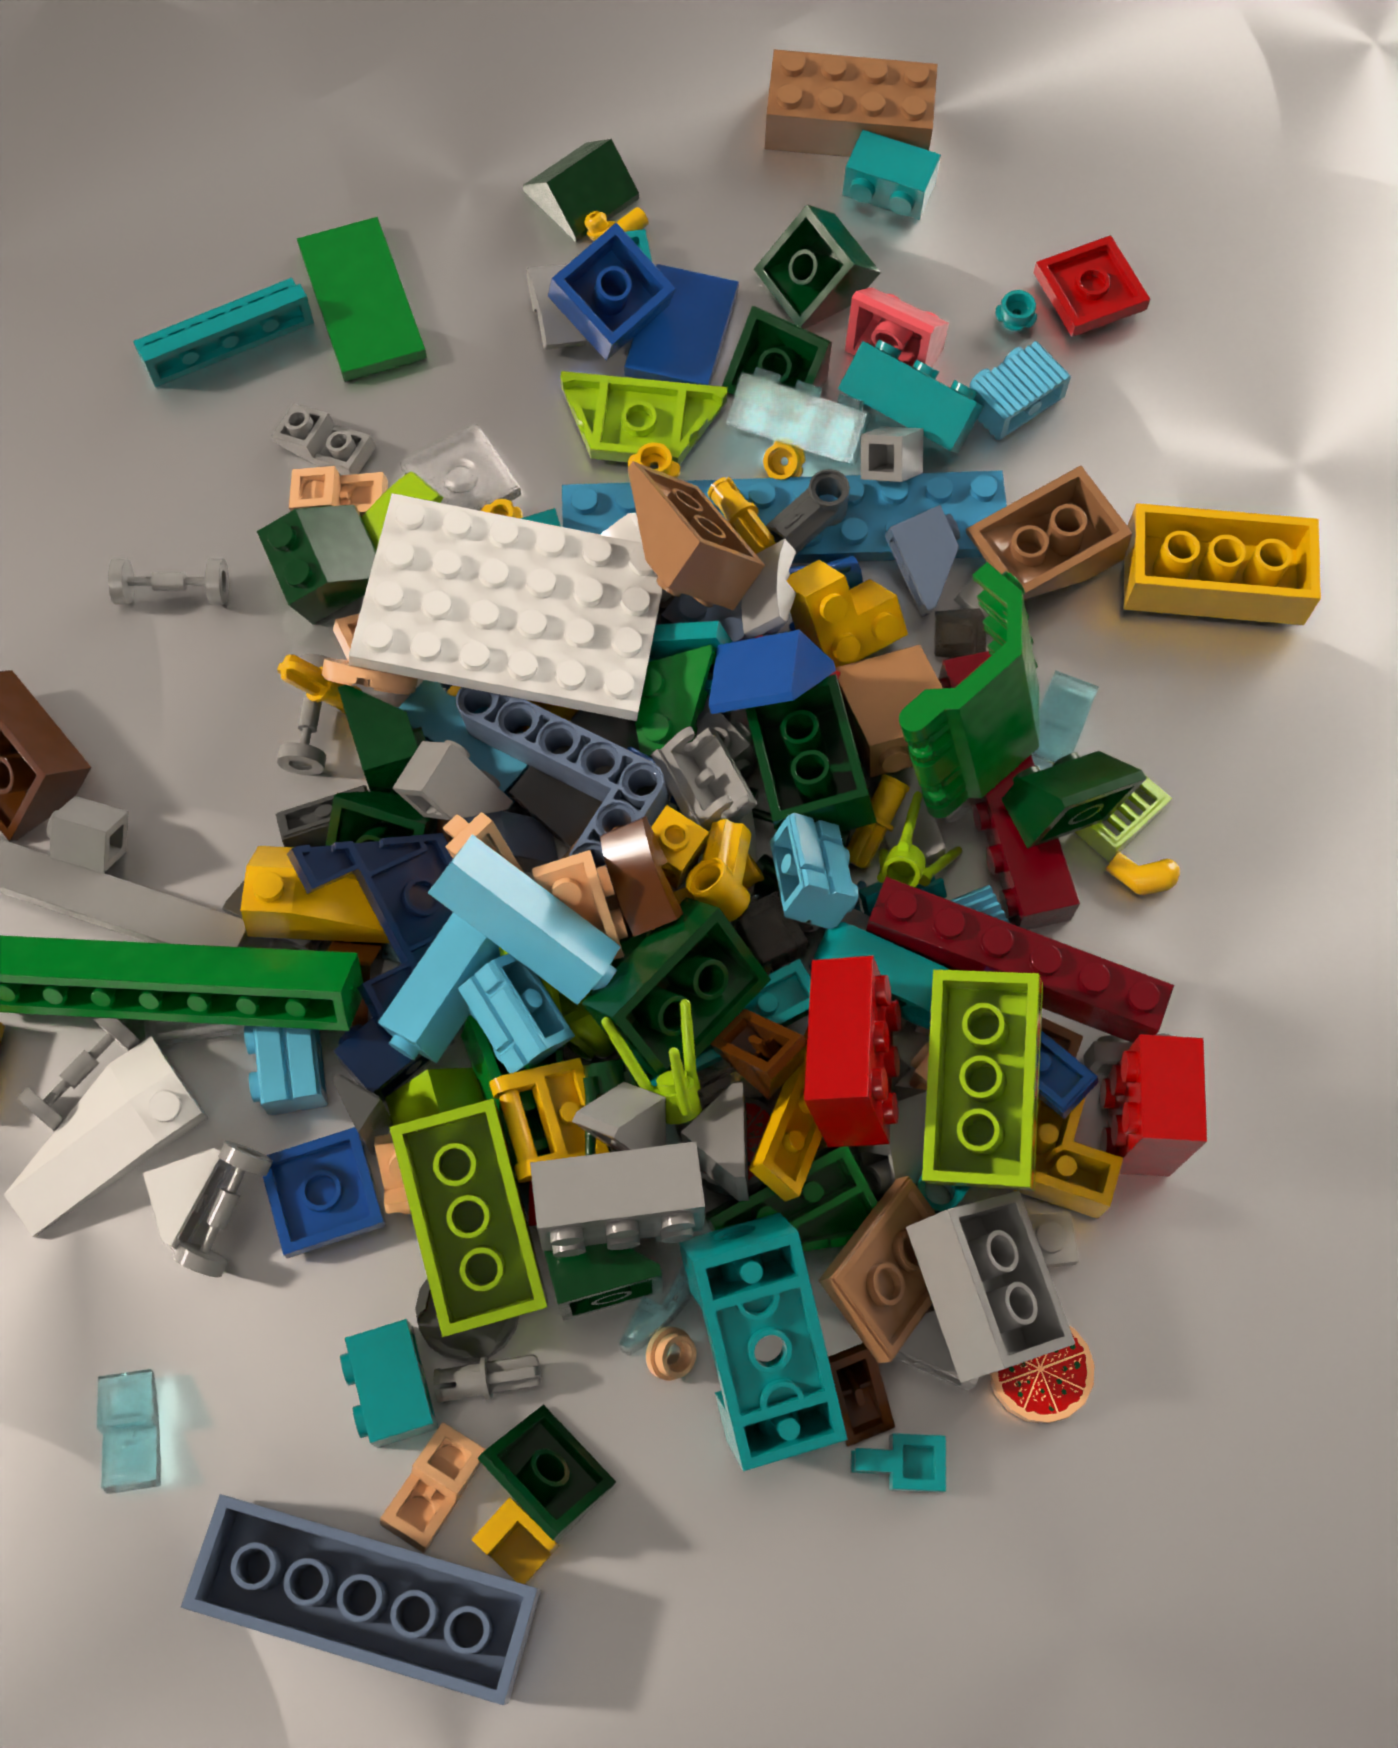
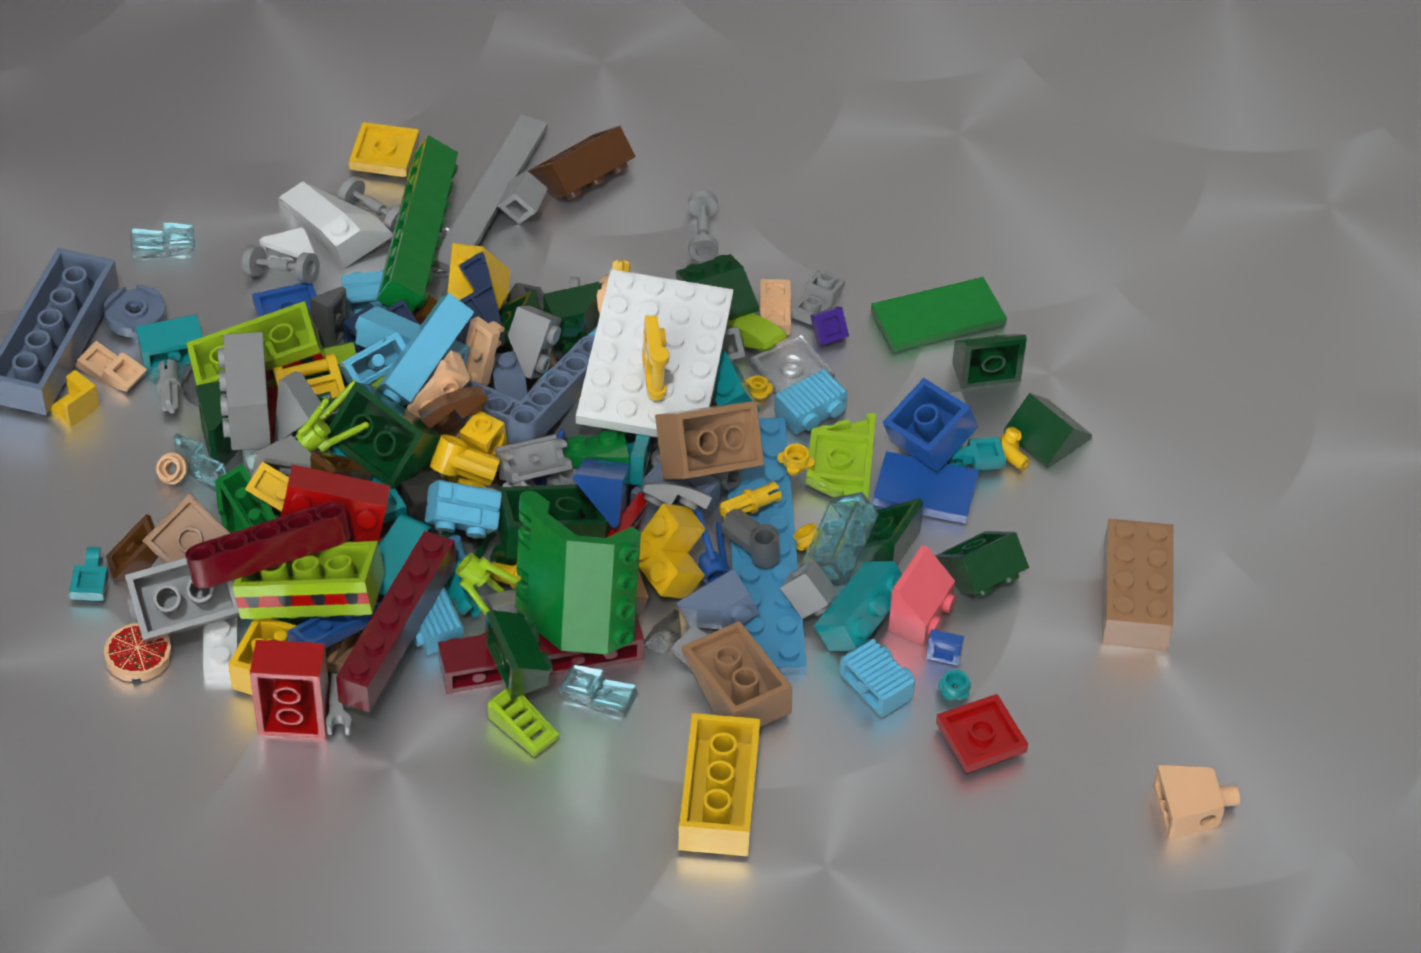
camera: 90 degrees right, 20 degrees down
(224, 331) = (904, 251): teal fence -> none
(274, 1464) = (121, 302): none -> sand blue plate
(387, 422) = (829, 325): none -> dark purple plate
(460, 232) = (989, 360): none -> dark green slope
(536, 449) = (811, 401): none -> medium azure brick
(547, 1472) = (106, 407): dark green slope -> none
(557, 573) = (654, 358): none -> yellow plate
(755, 1286) = (186, 460): teal plate -> none
(891, 174) = (1074, 608): teal brick -> none
(941, 1108) = (268, 544): none -> dark red beam
(964, 314) = (945, 647): none -> blue tile
(1146, 878) = (473, 729): yellow arm -> none
(1172, 87) = (1191, 799): none -> light nougat torso

